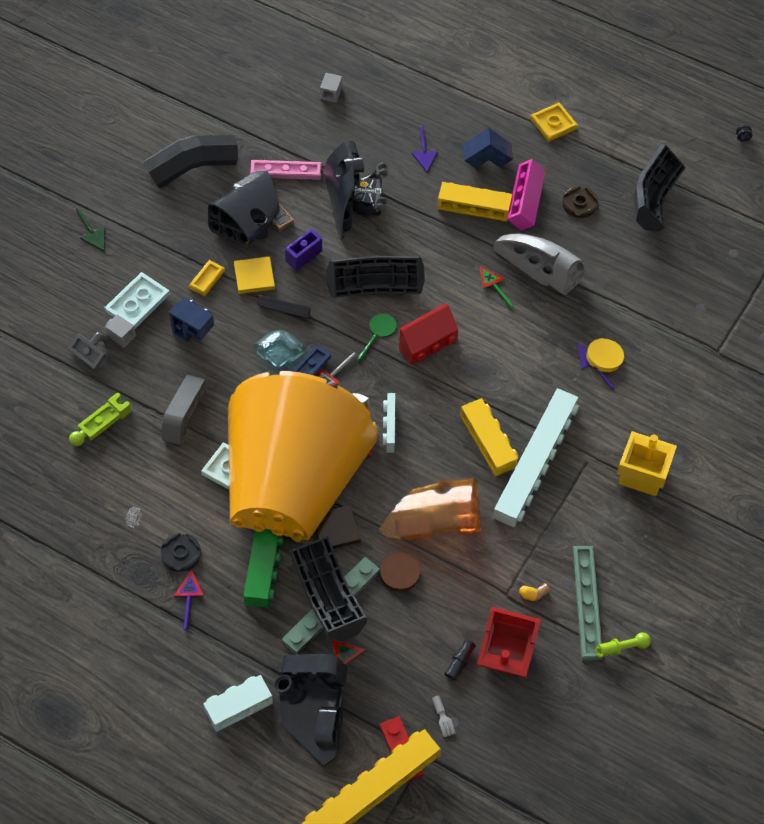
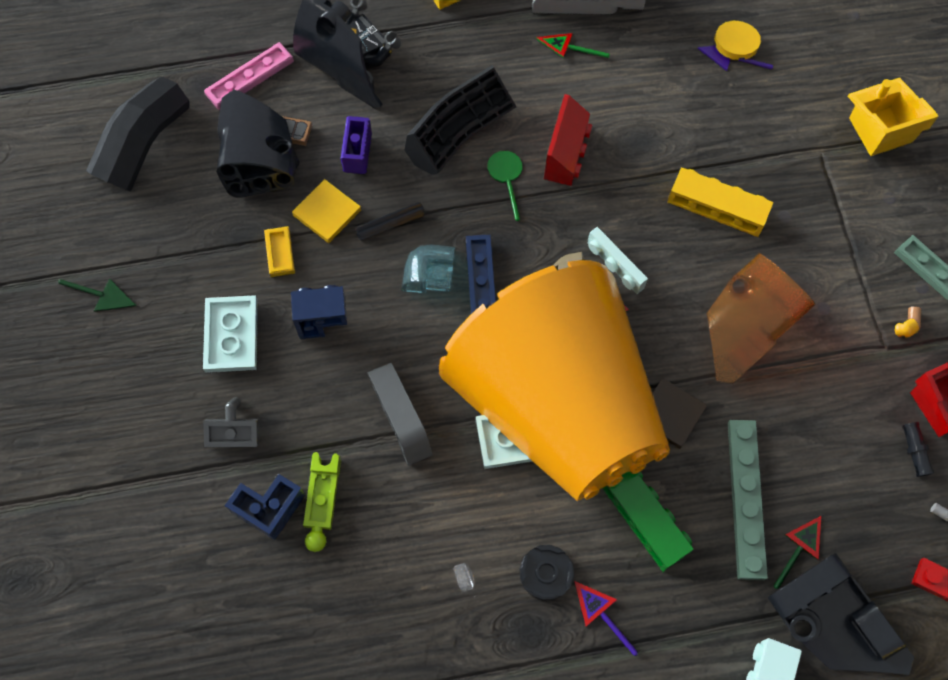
camera: 40 degrees left, 10 degrees up
(69, 404) = (270, 511): none -> dark blue brick
(120, 331) = (244, 381): light grey brick -> none
(328, 590) = (750, 489): black piece -> none
(329, 377) = (507, 267): light grey piece -> none
(400, 571) = (774, 407): reddish brown tile -> none
(535, 458) = (780, 185): light aqua brick -> none

